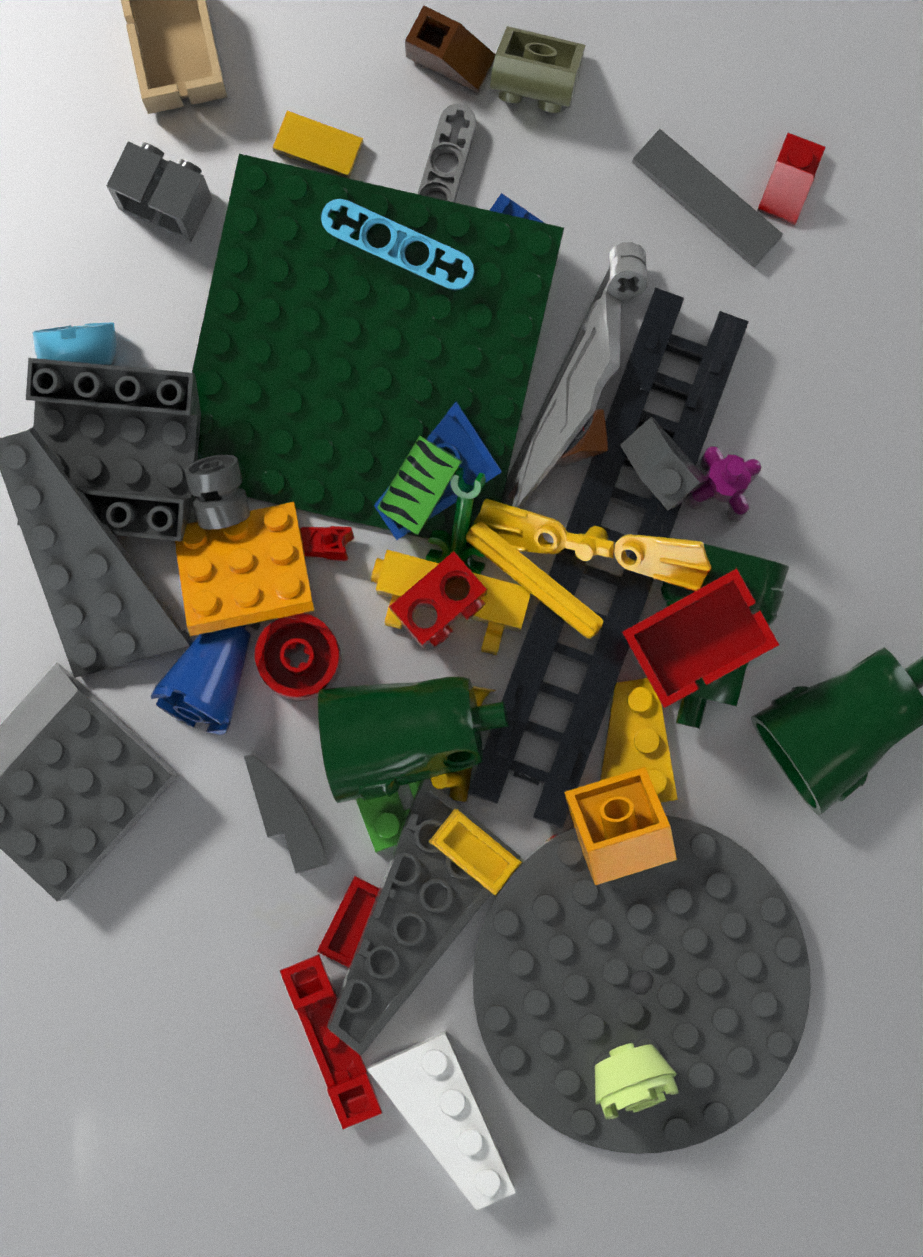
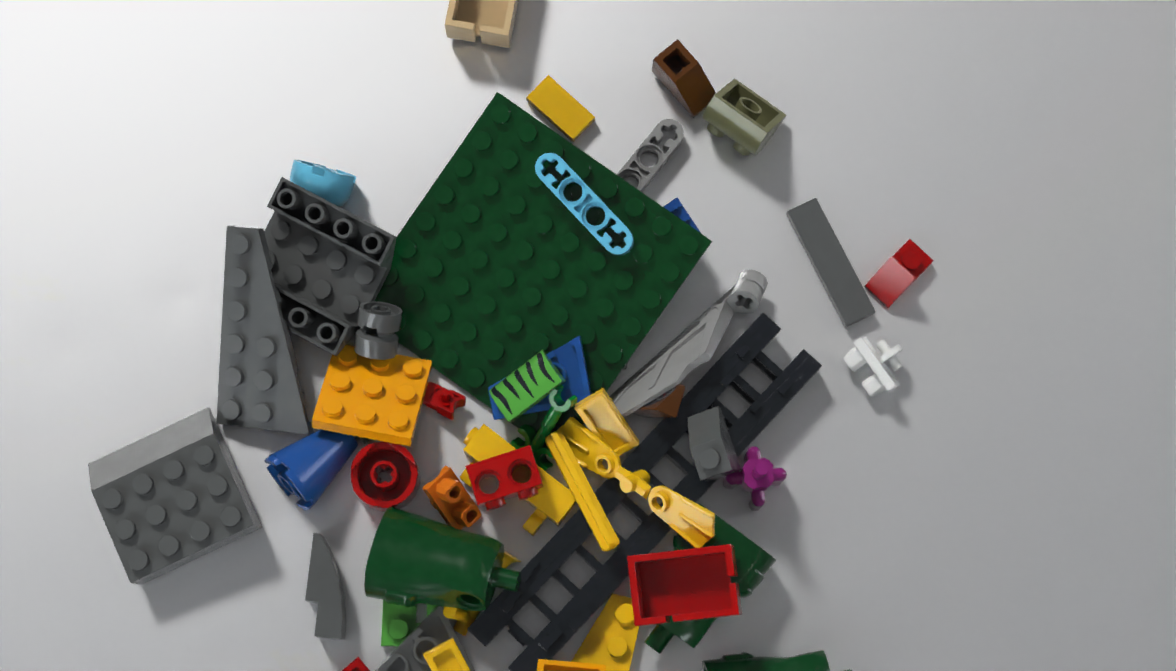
camera: 20 degrees right, 5 degrees down
(150, 184) = (425, 89): dark grey piece -> none
(387, 652) = (452, 500): none -> orange hips
(528, 488) = (606, 422): none -> yellow tile
(822, 308) = (865, 353): none -> white hips

